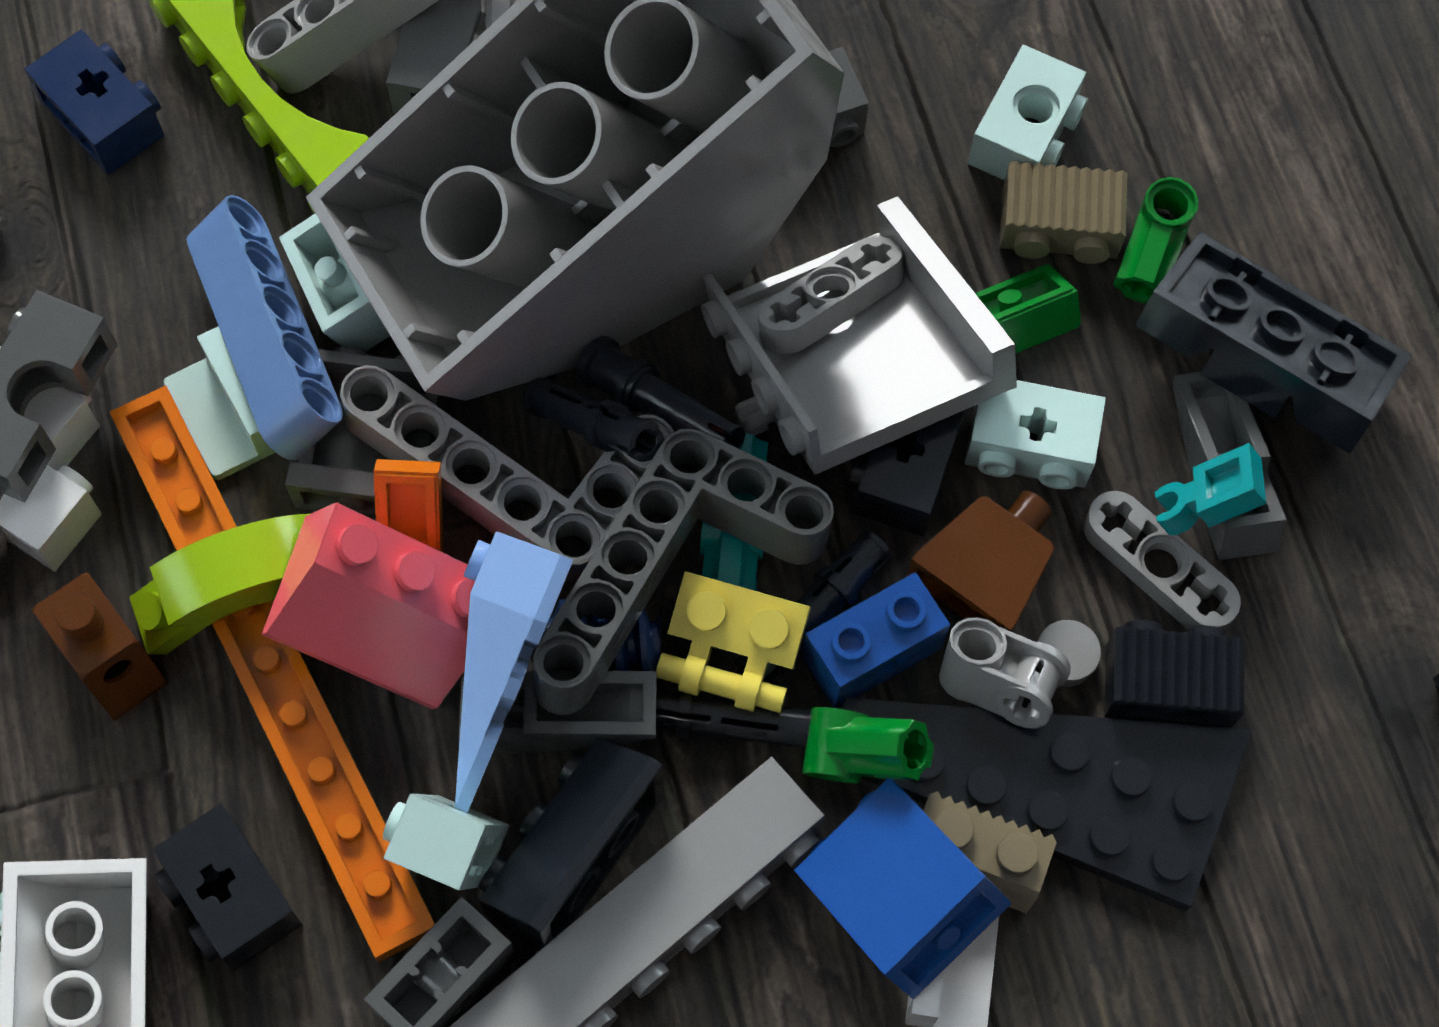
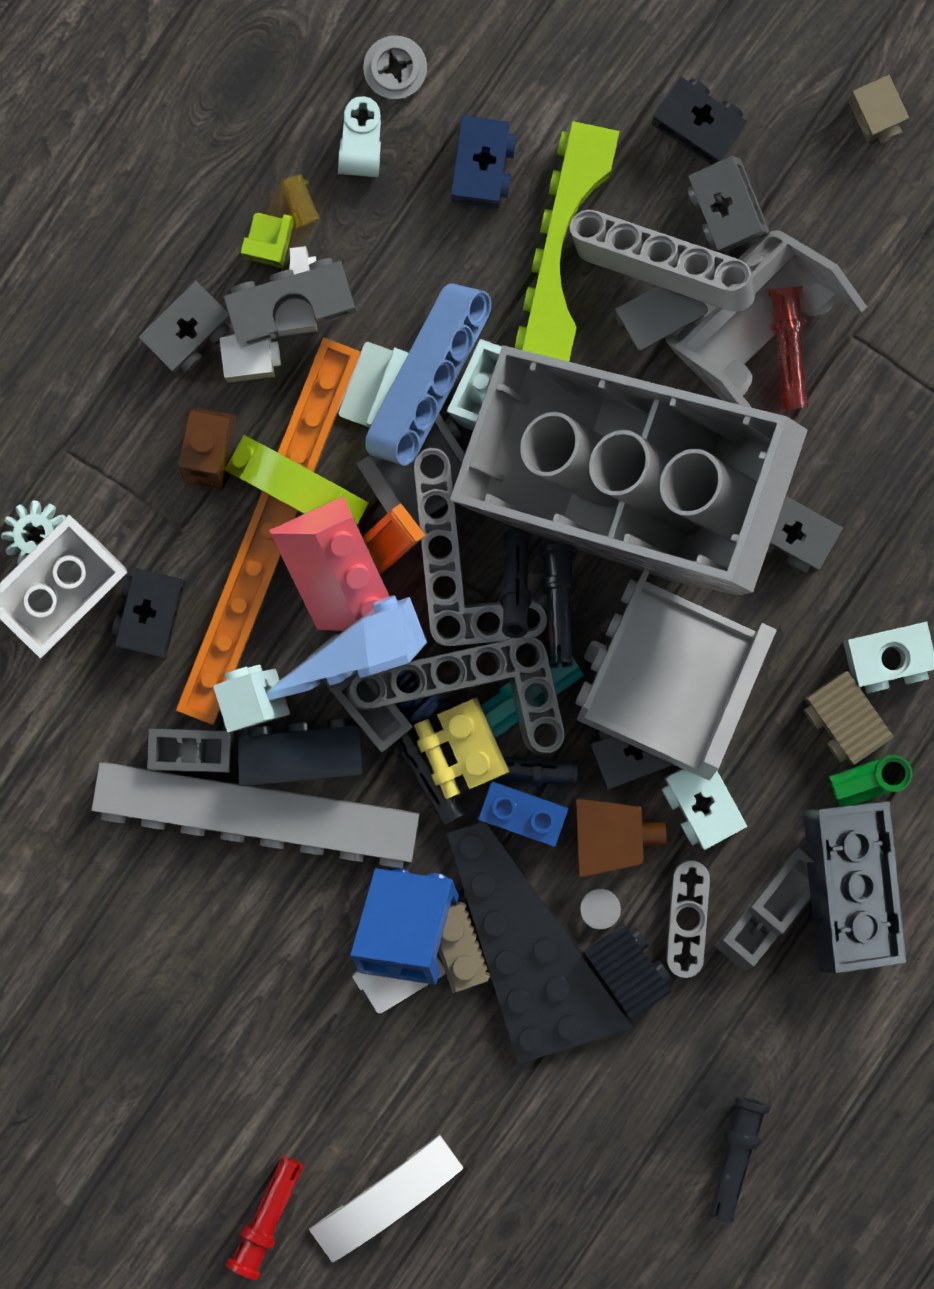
camera: 60 degrees right, 20 degrees up
(800, 317) = (716, 658): light grey beam -> none
(854, 745) = (453, 849): green piece -> none
(998, 671) = (557, 891): light grey piece -> none
(1033, 306) = (772, 738): green slope -> none
(1218, 493) = (739, 923): teal plate -> none

